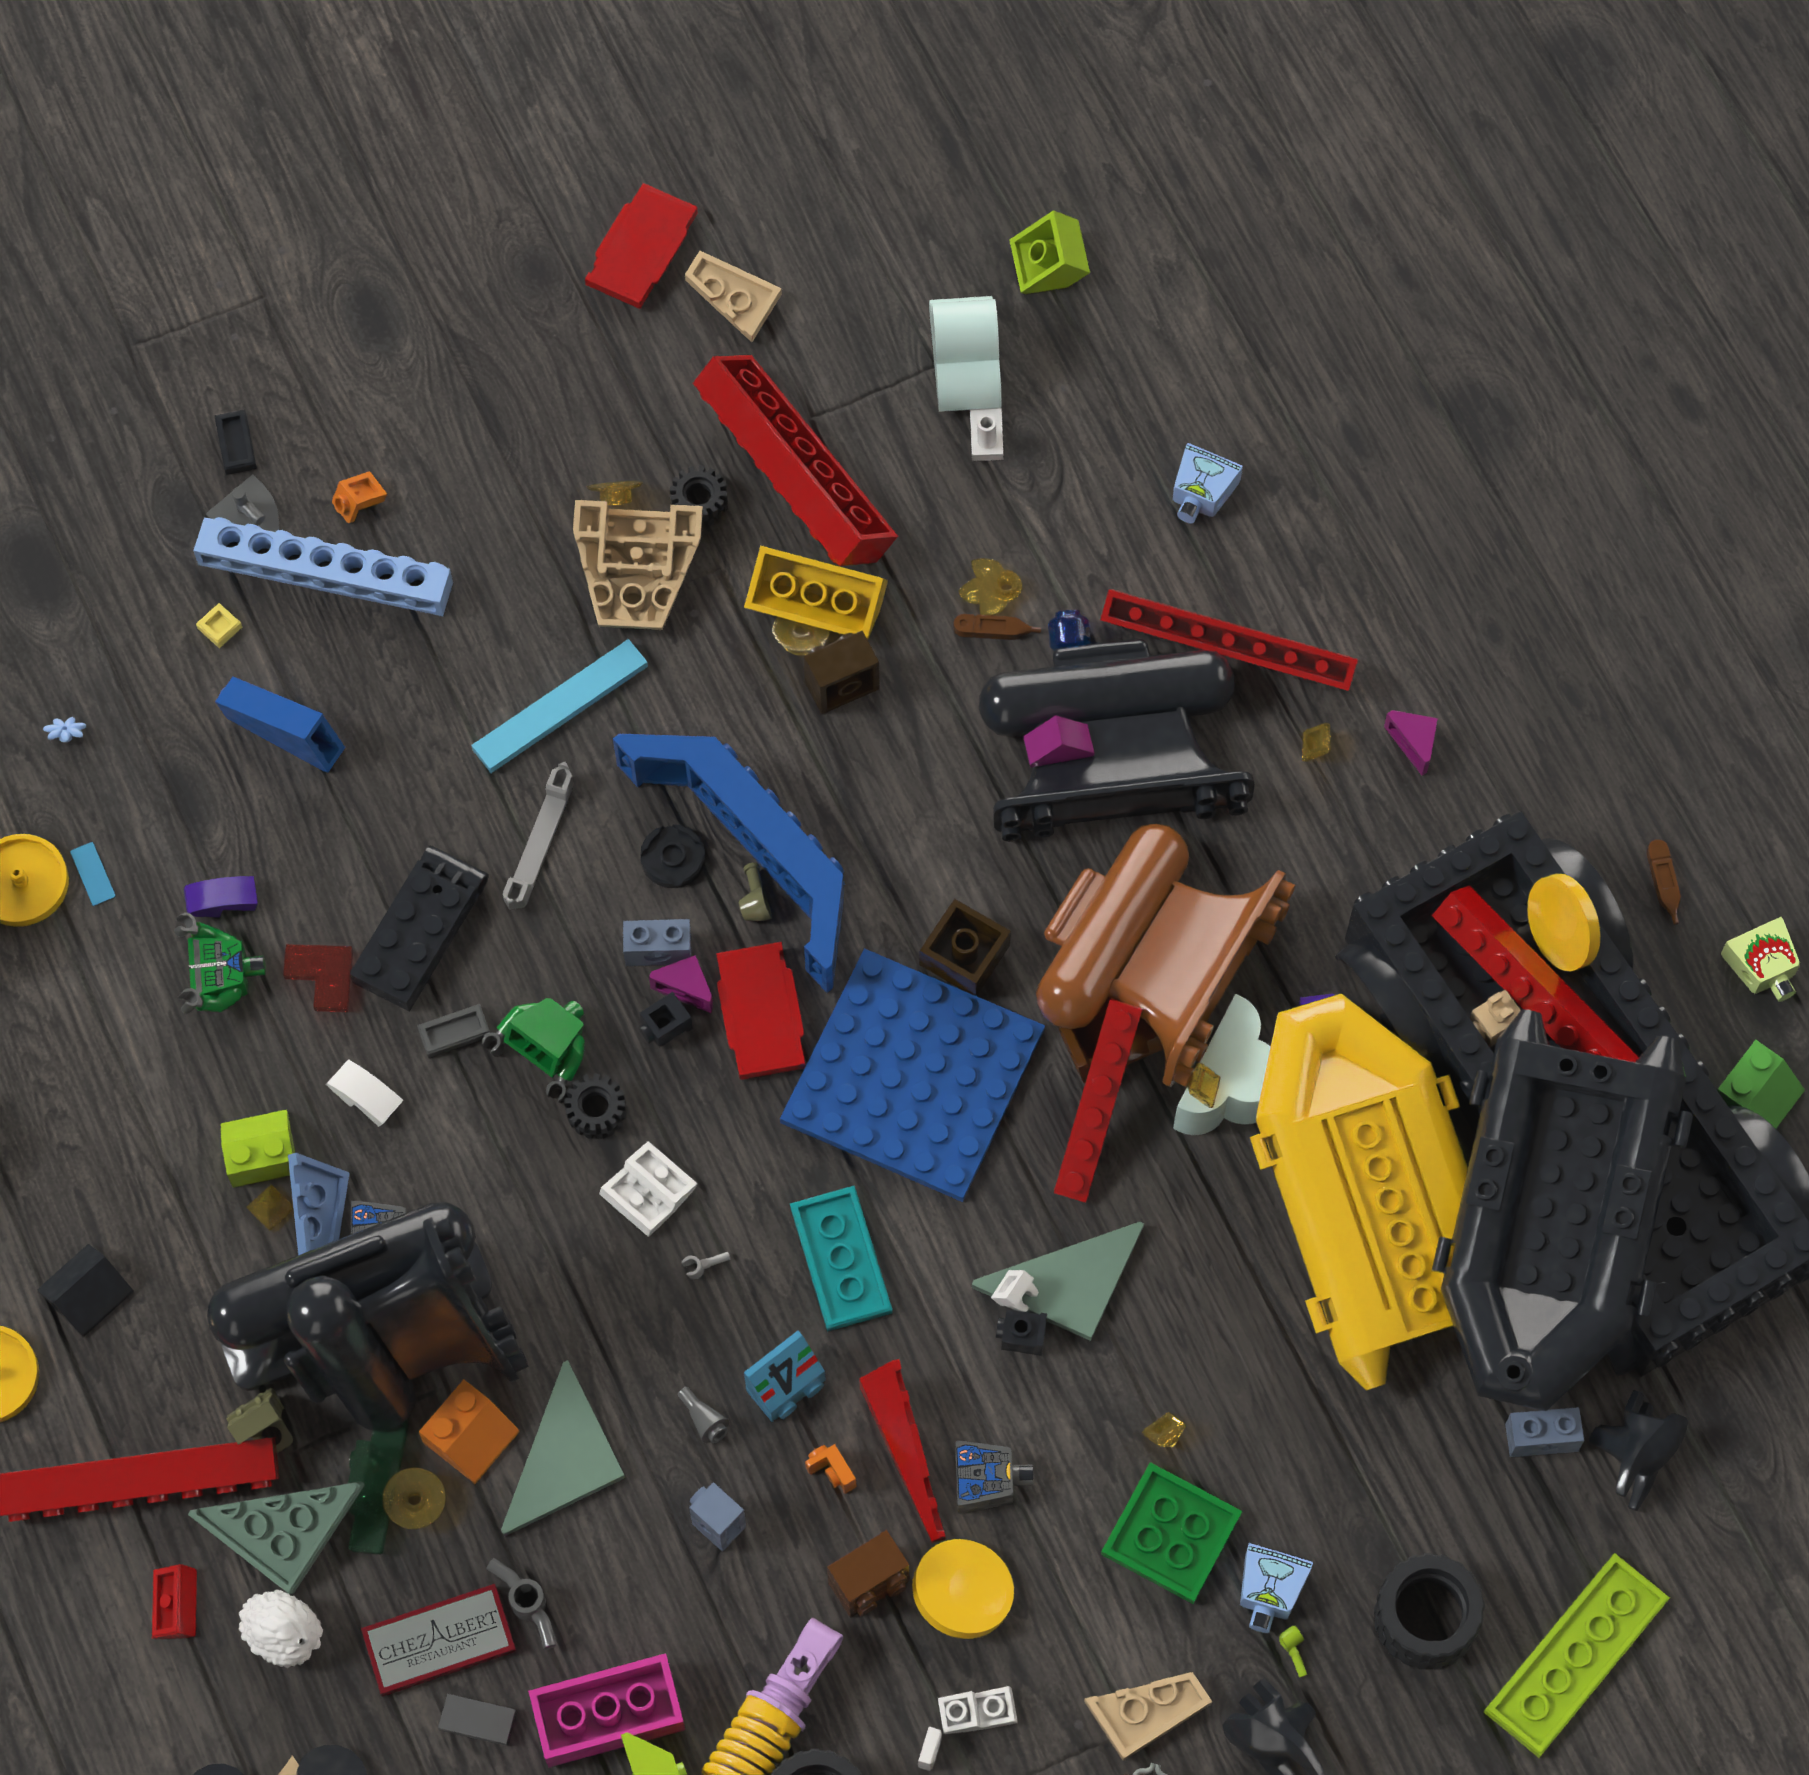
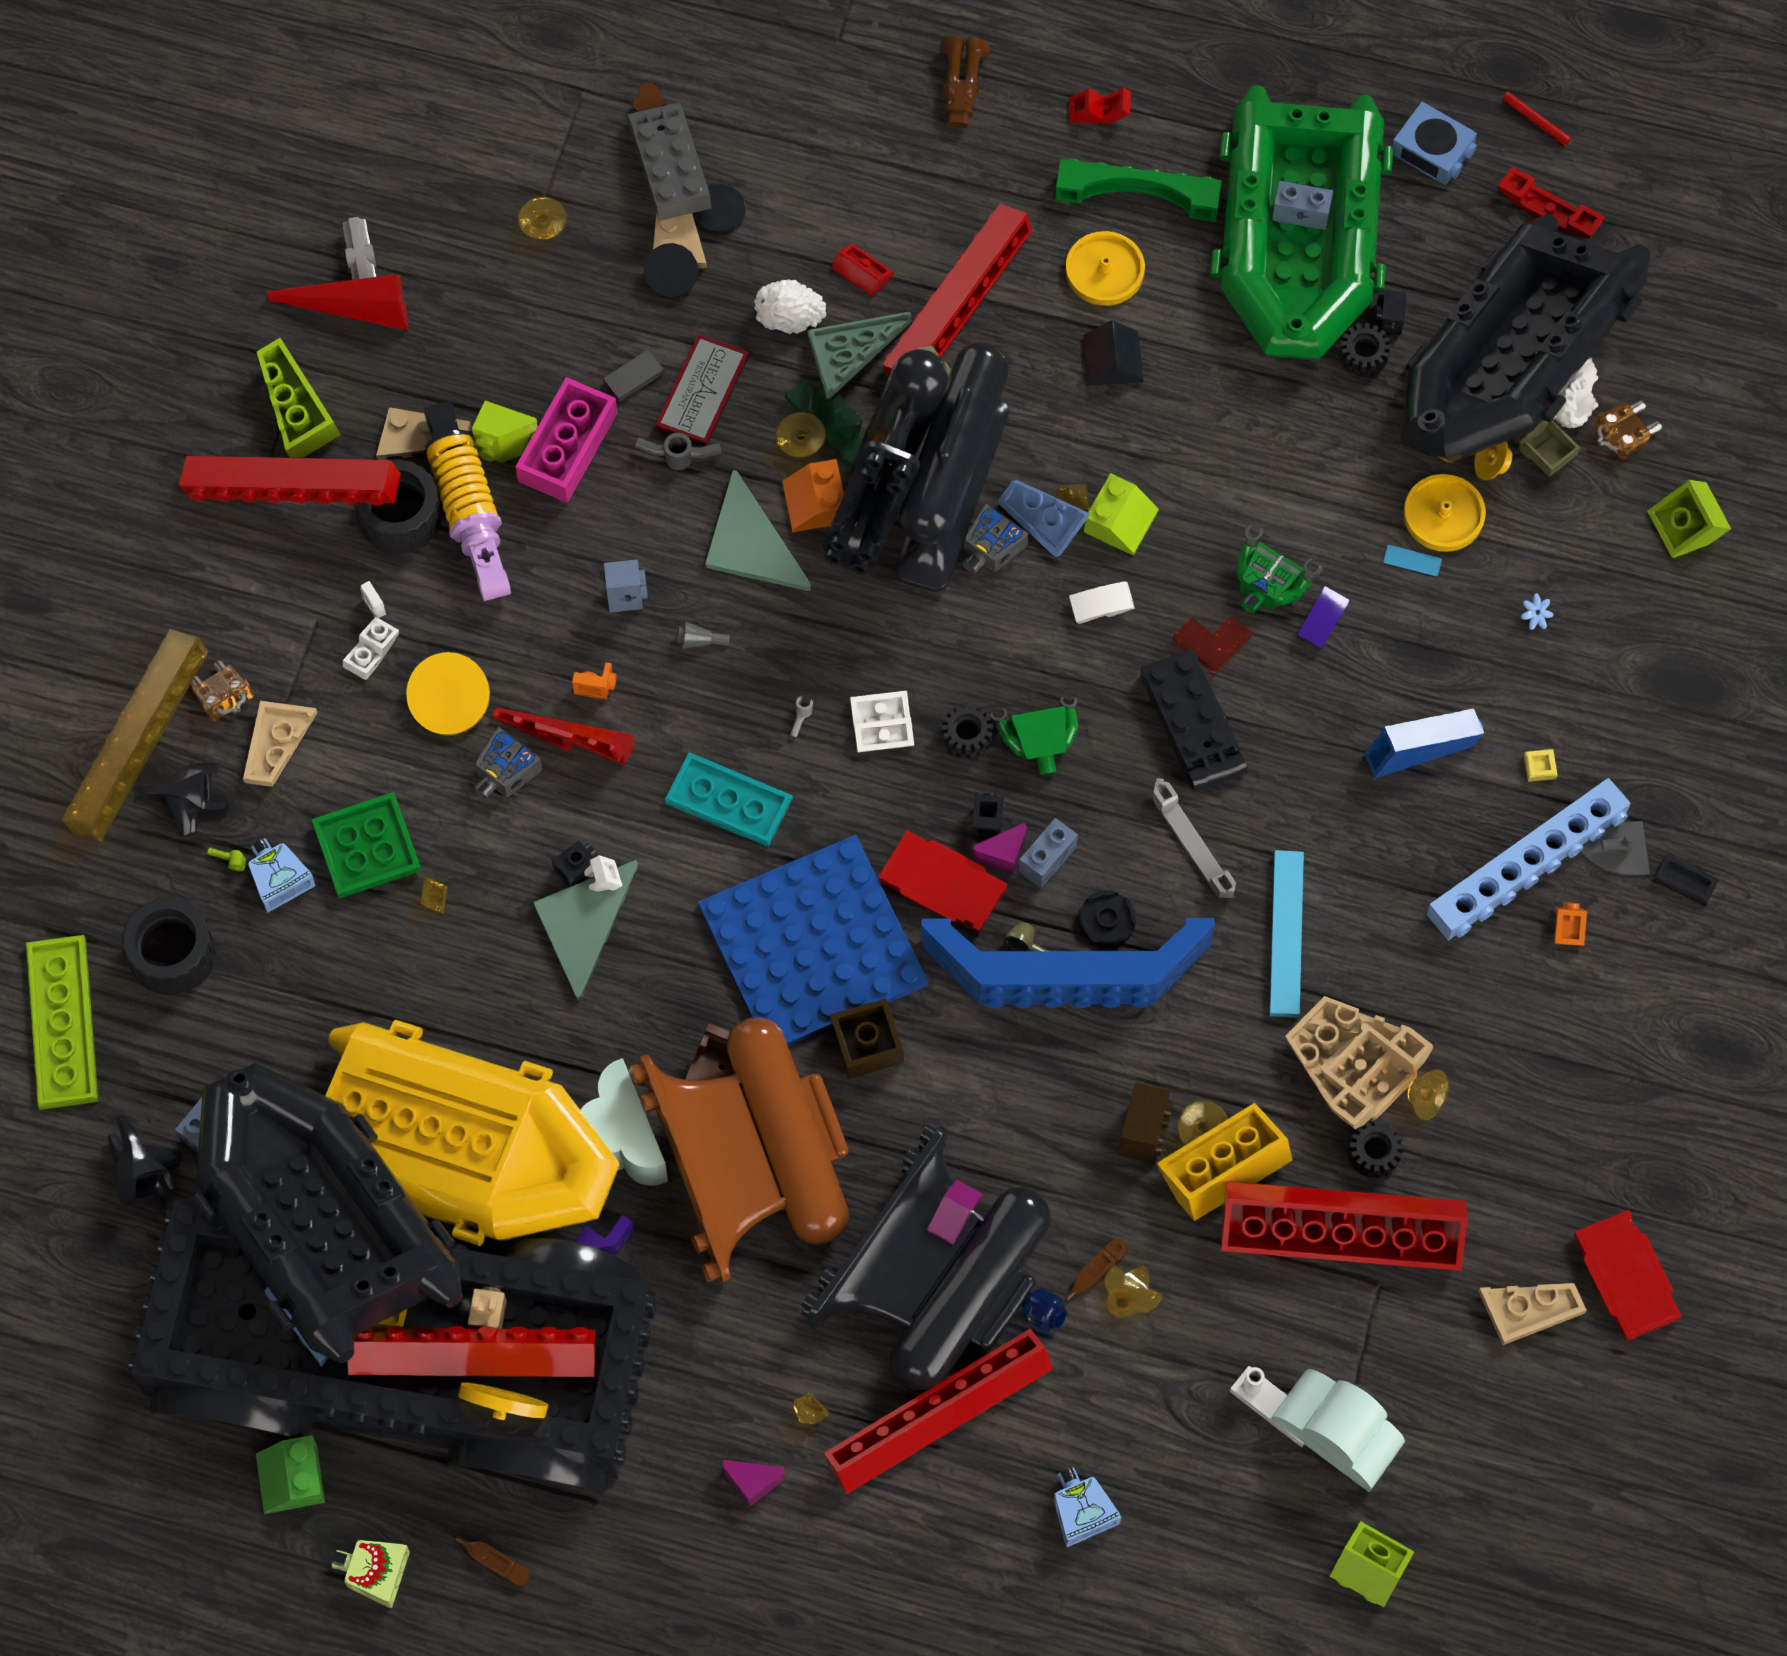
camera: 130 degrees right, 0 degrees up
(453, 1030) = (1100, 690): dark grey tile -> none
(785, 1377) = (676, 695): dark azure slope -> none
(869, 1575) = (505, 641): reddish brown brick -> none
(1098, 1100) = (677, 1022): red plate -> none
(1204, 1085) = (616, 1080): clear yellow slope -> none

